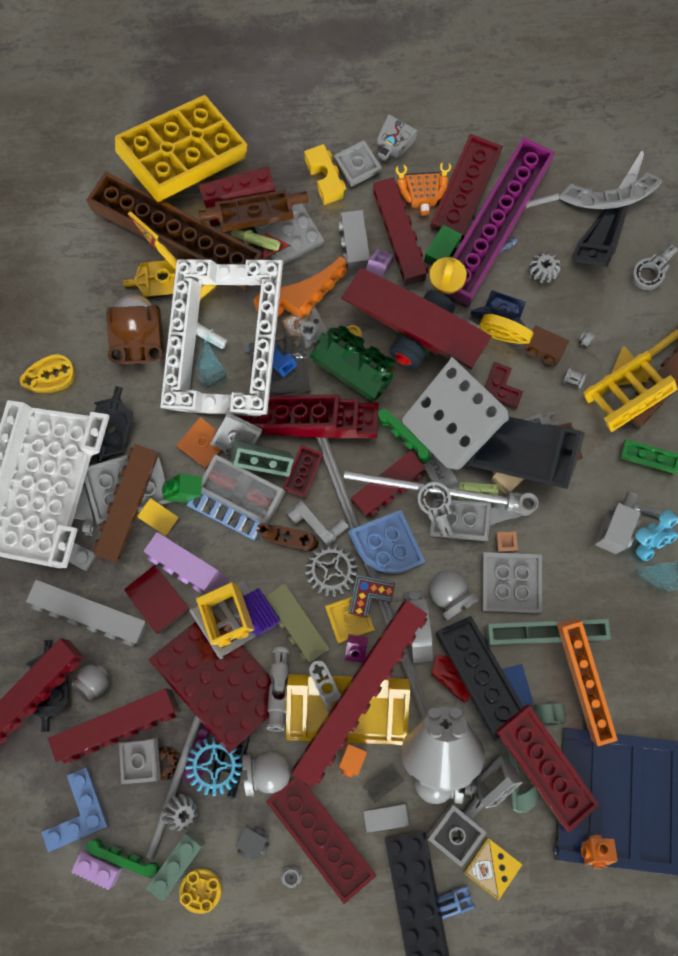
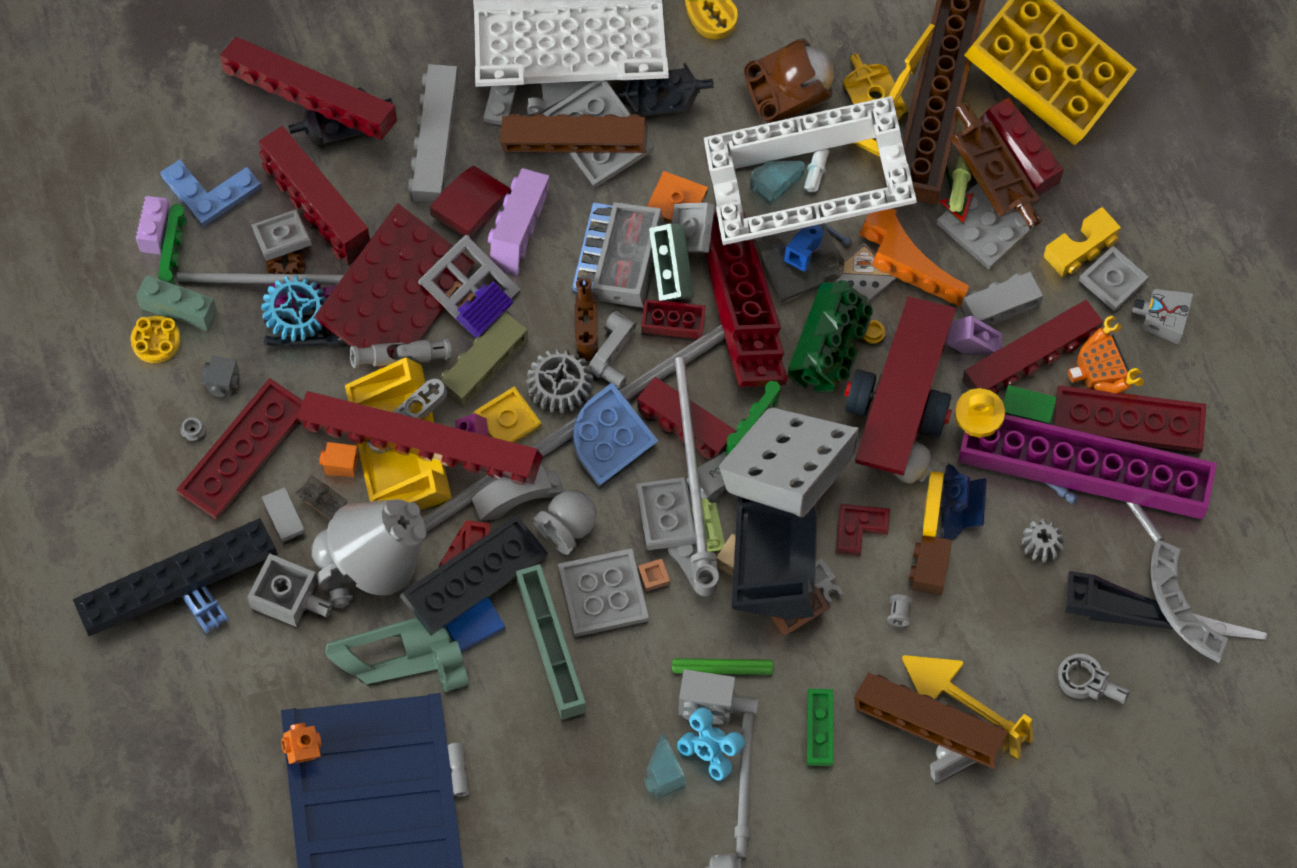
camera: 75 degrees right, 10 degrees down
(91, 682) = (356, 158): light grey piece -> none
(157, 517) = (570, 176): yellow sticker -> none
(179, 812) = (231, 298): light grey gear -> none
(182, 488) = (608, 186): green brick -> none
(206, 601) = (459, 254): yellow window -> none
(267, 773) = (300, 363): light grey tile -> none
(309, 325) = (854, 270): light grey bush -> none
(366, 589) = (545, 424): dark red tile -> none
(441, 518) = (662, 474): light grey pin -> none
(493, 868) = (254, 647): tile -> none
(505, 788) = (352, 621): light grey tile -> none
(547, 768) = (383, 662): dark red plate -> none
(587, 337) = (960, 616): light grey plate -> none
(587, 681) = (499, 687): orange brick -> none
(588, 512) = (723, 666): none -> bright green axle
(632, 729) = (458, 765): none -> light grey piece
(633, 407) = (883, 685): yellow fence -> none

